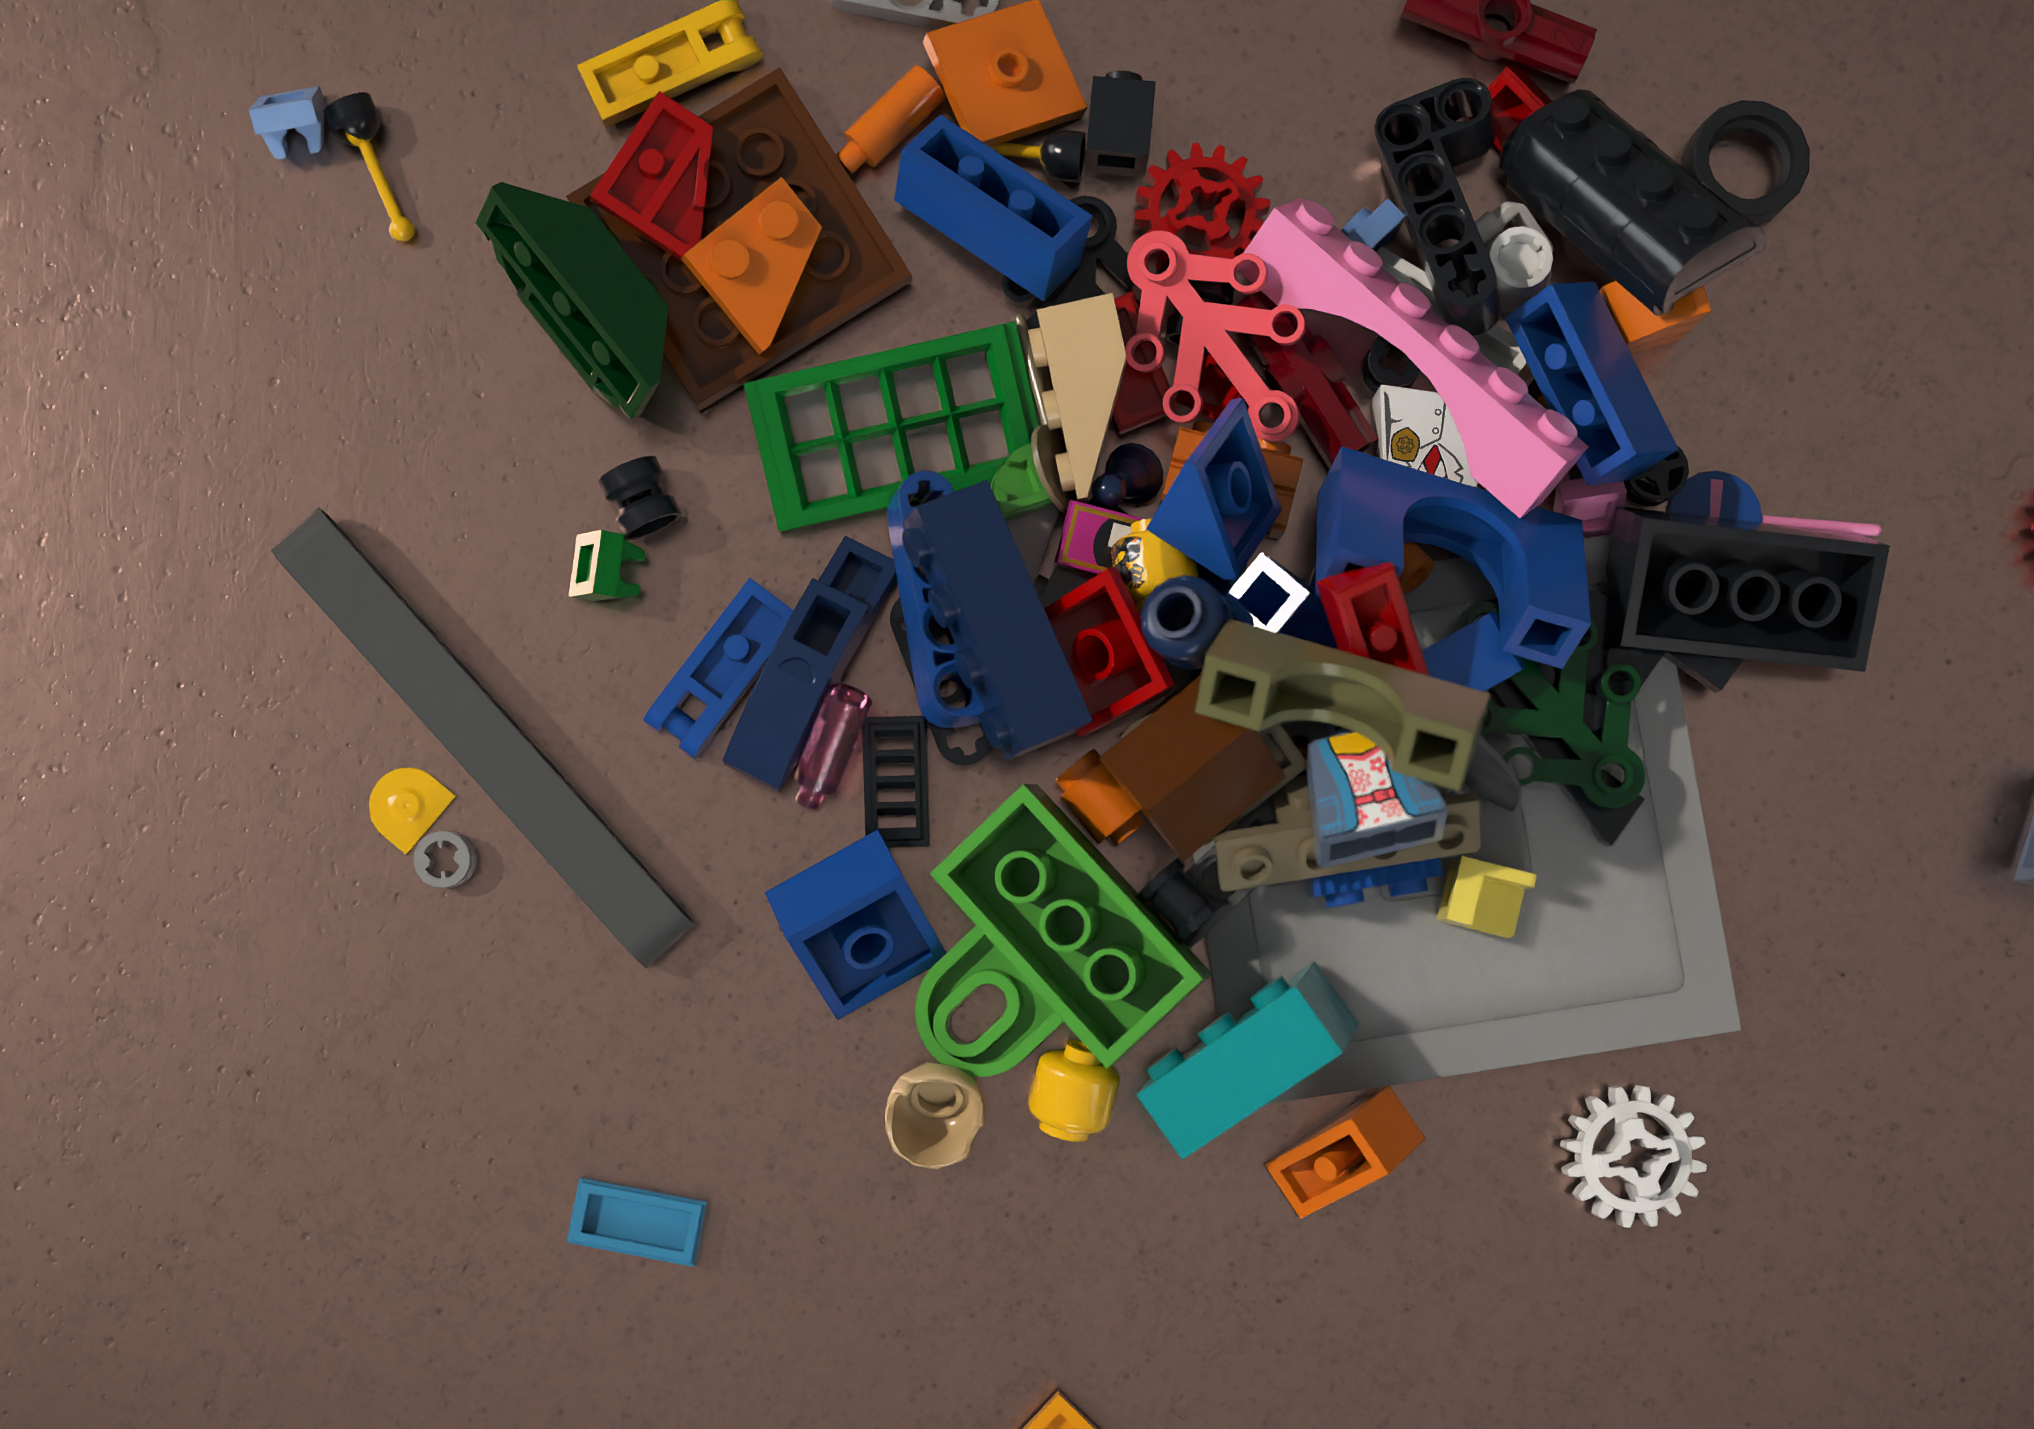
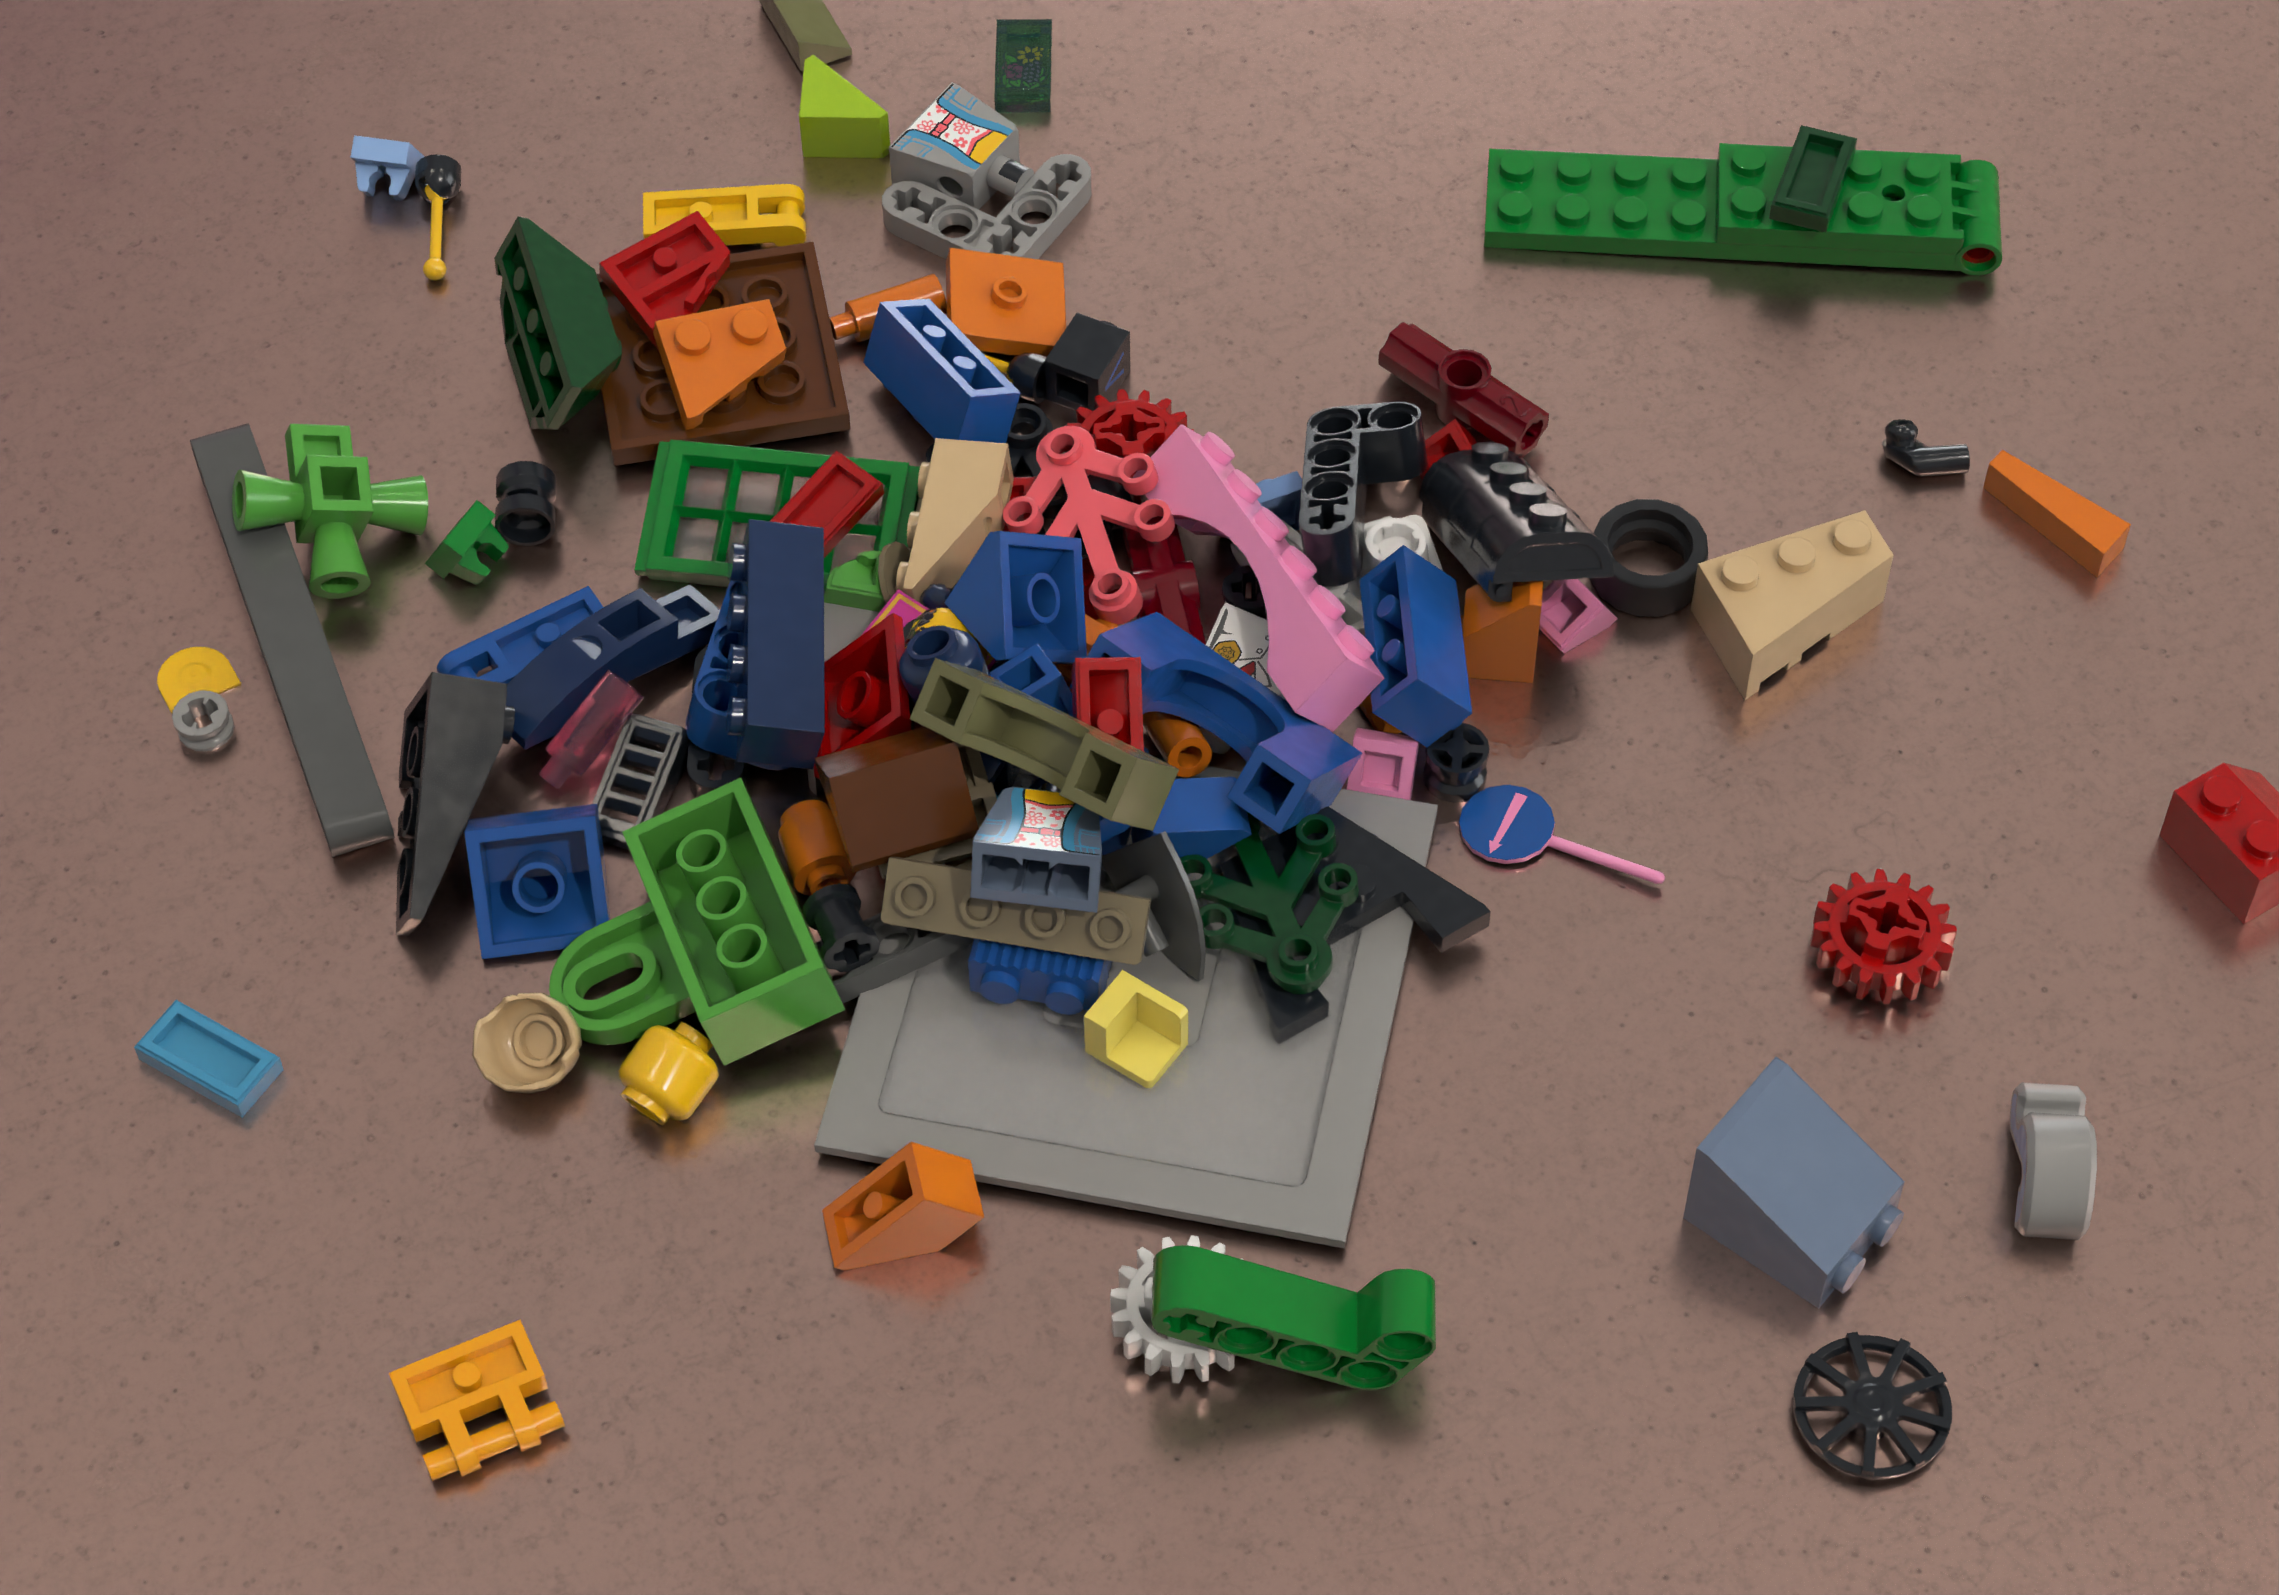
camera: 25 degrees right, 30 degrees down
(452, 582) = (329, 505): none -> bright green brick
(723, 837) = (445, 758): none -> black wedge
(943, 413) = (833, 499): none -> red tile
(1247, 1059) = (842, 1076): teal wedge -> none
(1744, 588) = (1497, 851): black slope -> none
(1754, 1153) = (1295, 1321): none -> green beam
(1896, 177) = (1788, 594): none -> tan wedge

